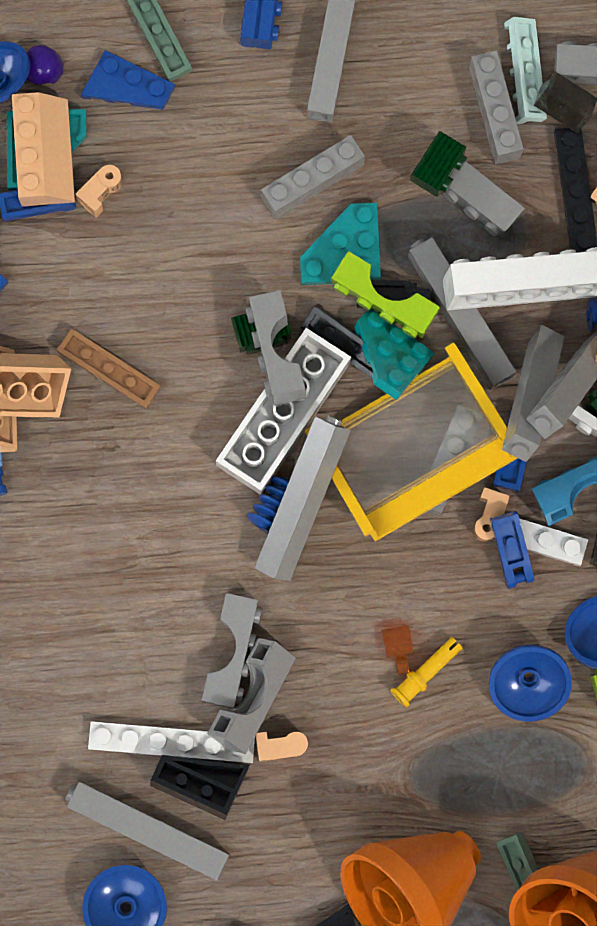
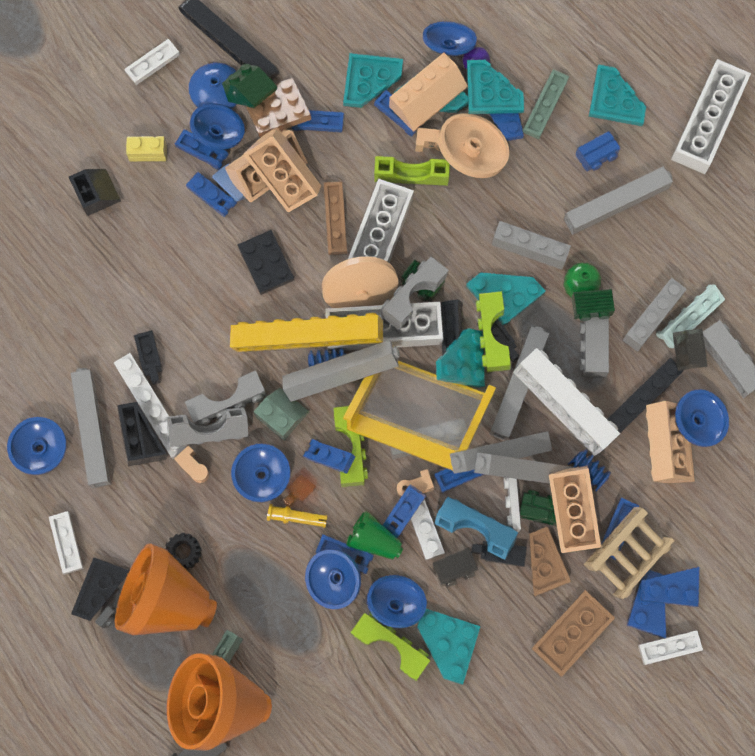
camera: 55 degrees right, 5 degrees down
(96, 78) = (491, 91): none -> teal plate
(99, 487) = (265, 262): none -> black plate
(110, 701) = (148, 355): none -> black hinge
(136, 226) = (428, 173): none -> lime arch
(147, 148) = (473, 145): none -> light nougat dish
(173, 340) = (382, 221): none -> white brick
(220, 401) = (359, 283): none -> light nougat dish
(230, 503) = (307, 333): none -> yellow brick
(295, 602) = (280, 413): none -> sand green slope
(353, 654) = (251, 463): none -> blue dish
(370, 810) = (189, 540): none -> black tyre
(388, 584) = (329, 456): none -> blue plate
(396, 154) = (582, 278): none -> green cylinder
(421, 569) = (356, 472): none -> lime arch
(486, 658) = (330, 543): none -> blue plate
(515, 604) = (374, 538): none -> green cone

